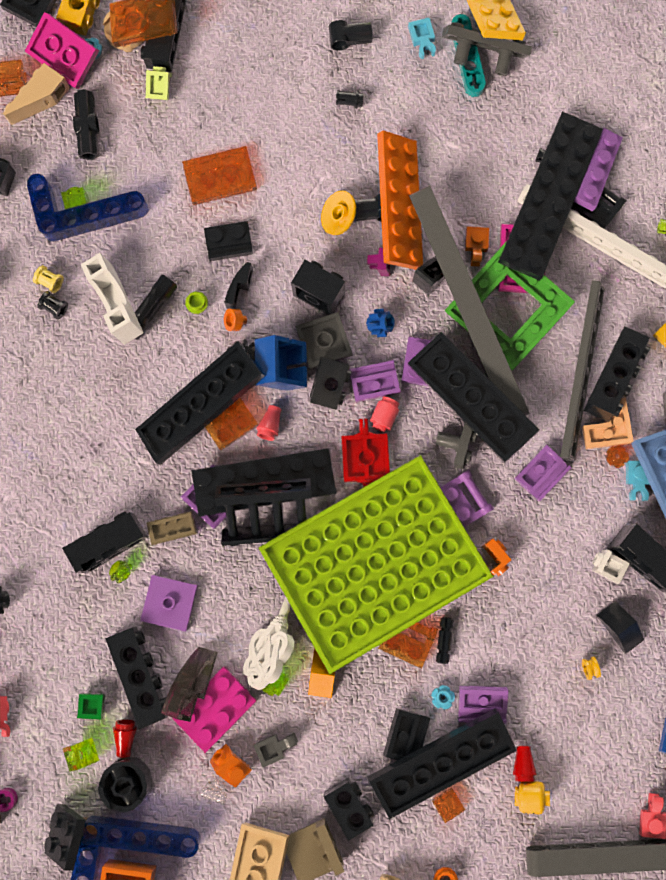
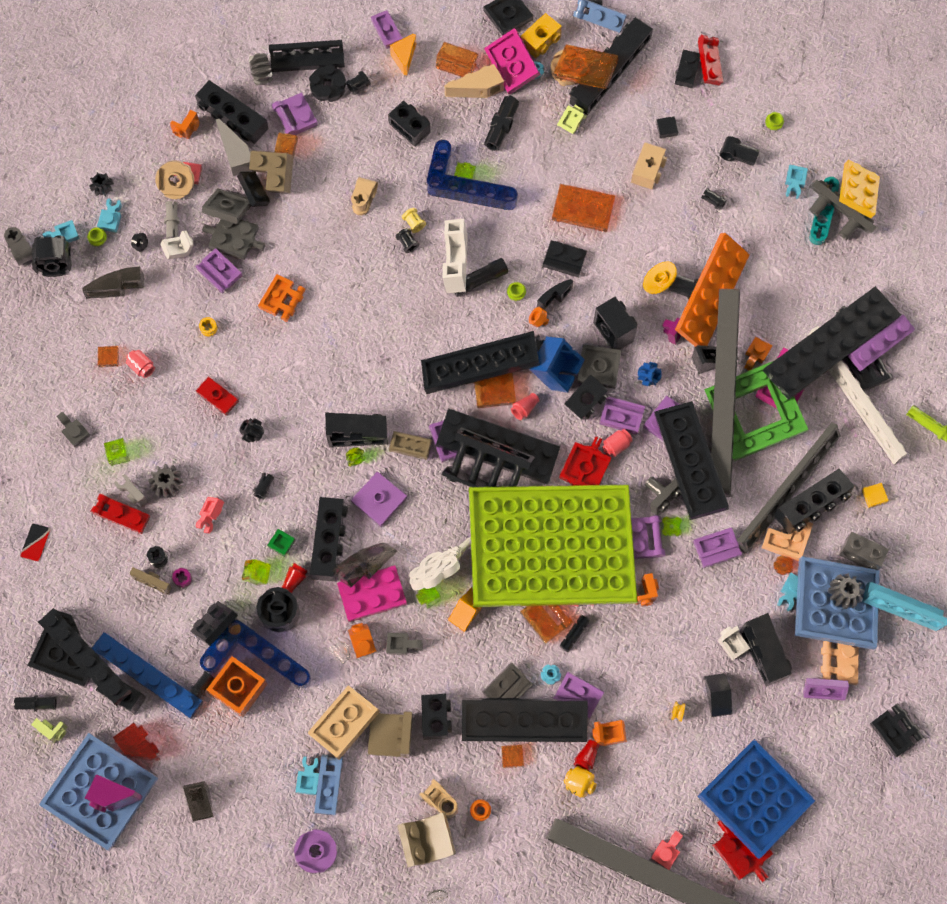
camera: 25 degrees right, 10 degrees down
(39, 652) = (263, 486): none -> black pin
(261, 44) = (667, 127): none -> black tile
(261, 84) = (649, 156): none -> tan brick
(491, 475) = (667, 530): none -> clear neon green plate
(534, 728) = (609, 733): none -> orange bracket

